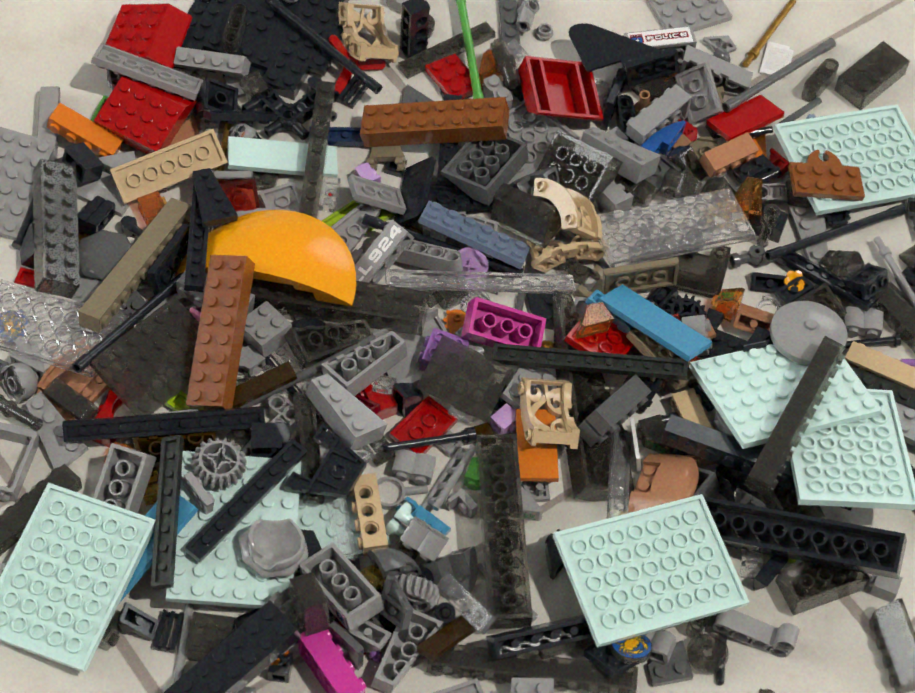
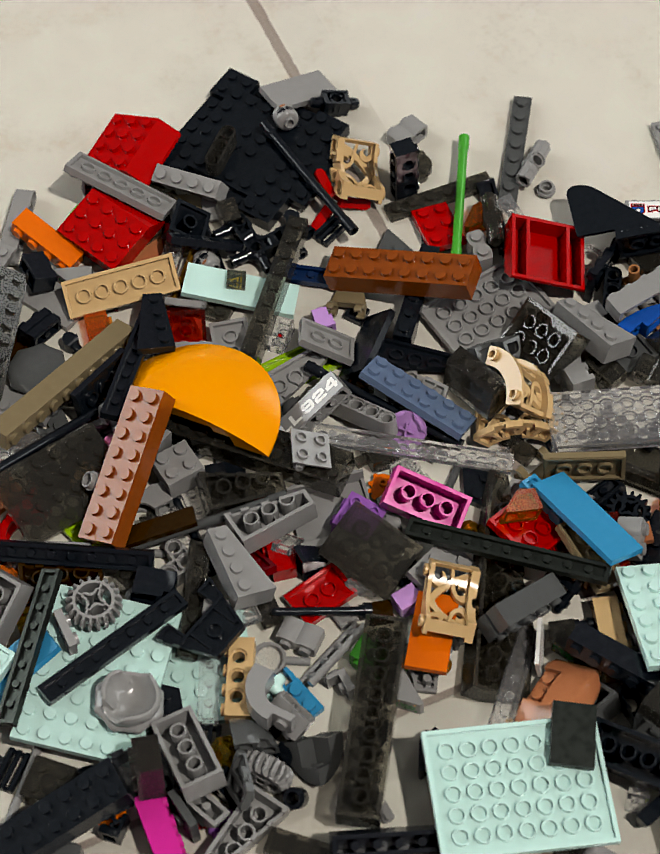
camera: 20 degrees right, 0 degrees up
(186, 350) = (89, 480): none -> light grey plate
(277, 147) = (236, 280): none -> clear smoke tile
(389, 293) = (310, 449): none -> light grey hinge
(398, 533) = (260, 708): none -> light grey arch
(445, 638) = (294, 823): dark brown tile -> none
(465, 603) = (315, 792): clear tile -> none
(485, 165) = (445, 325): dark grey slope -> none
(489, 35) = (486, 185): none -> black tile
(688, 515) = (573, 735): none -> pearl dark grey tile

